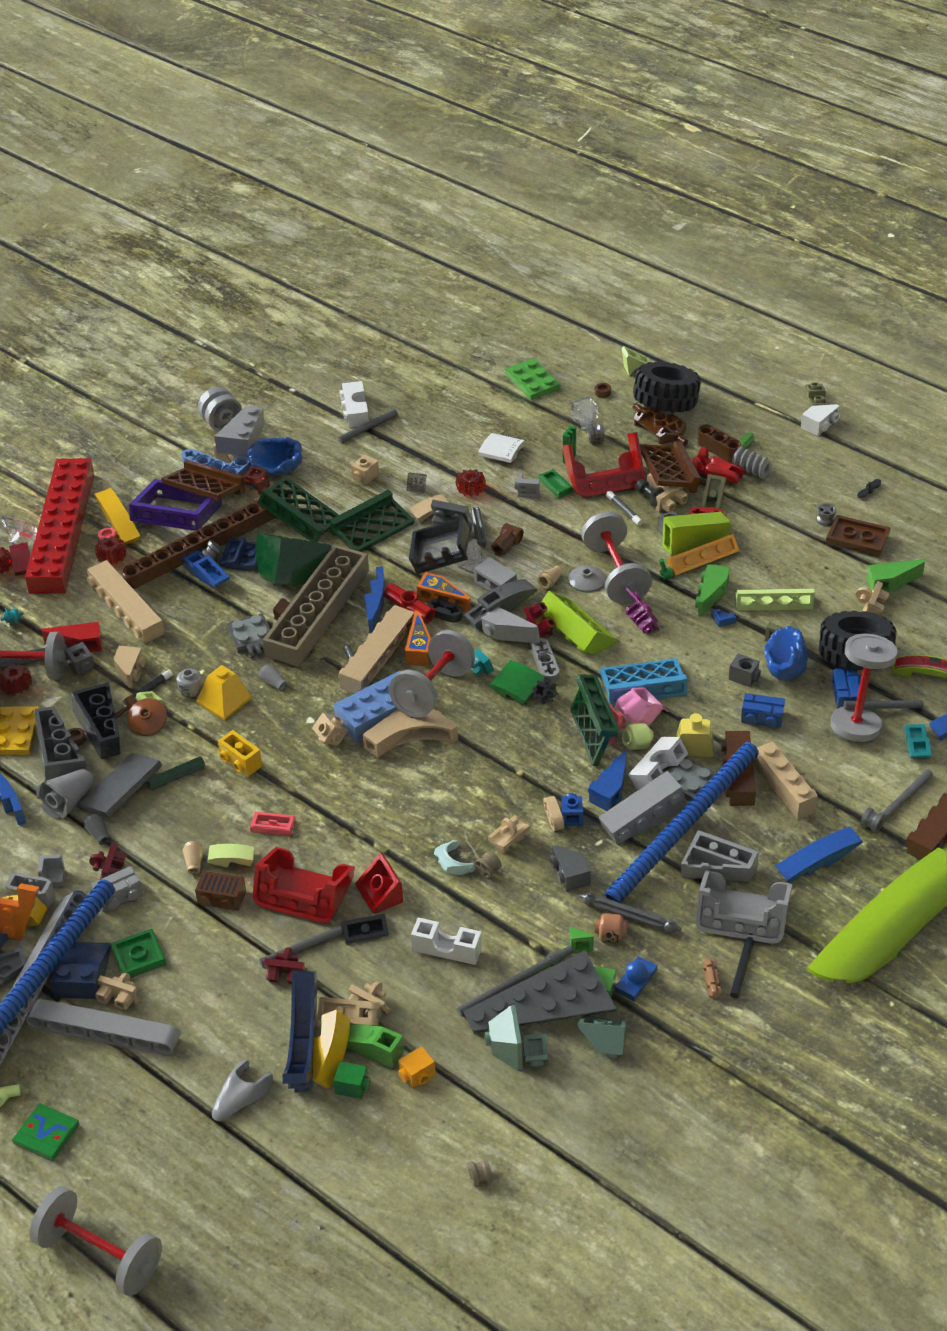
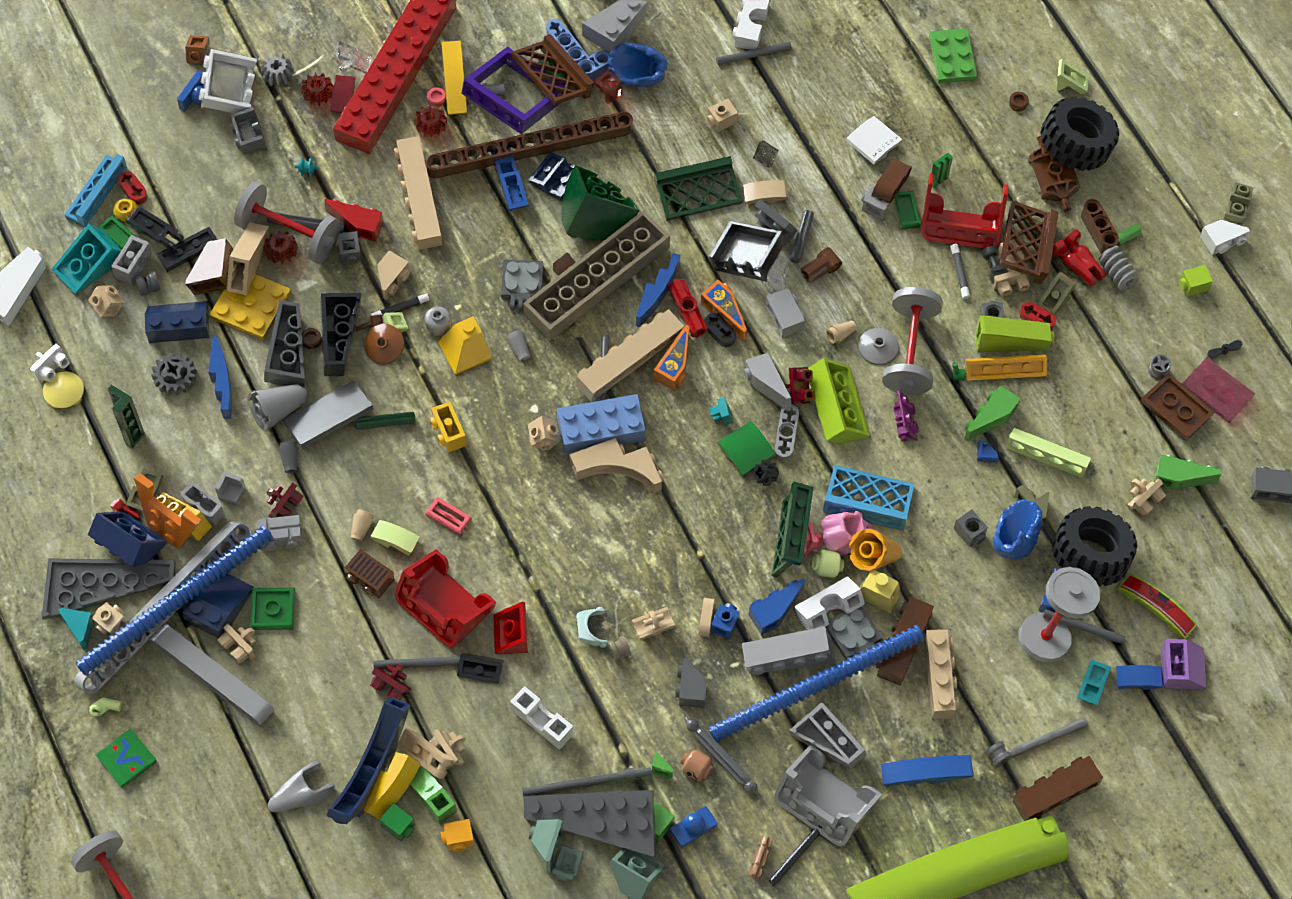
camera: 20 degrees right, 20 degrees up
(212, 550) = (526, 163): flat silver wheel -> none
(294, 515) = (618, 148): dark green fence -> none
(415, 692) = (692, 394): light grey piece -> none
(470, 482) = (820, 176): clear red gear -> none
(504, 596) = (777, 342): dark grey slope -> none
(533, 465) = (891, 181): none -> reddish brown beam
(584, 412) = (982, 129): clear slope -> none
(595, 432) = (979, 160): flat silver wheel -> none
(672, 703) = (873, 550): none -> light orange cone
(763, 710) = (963, 584): blue brick -> none
(817, 451) = (1195, 280): none -> lime brick
(884, 514) = (1218, 390): none -> clear pink tile

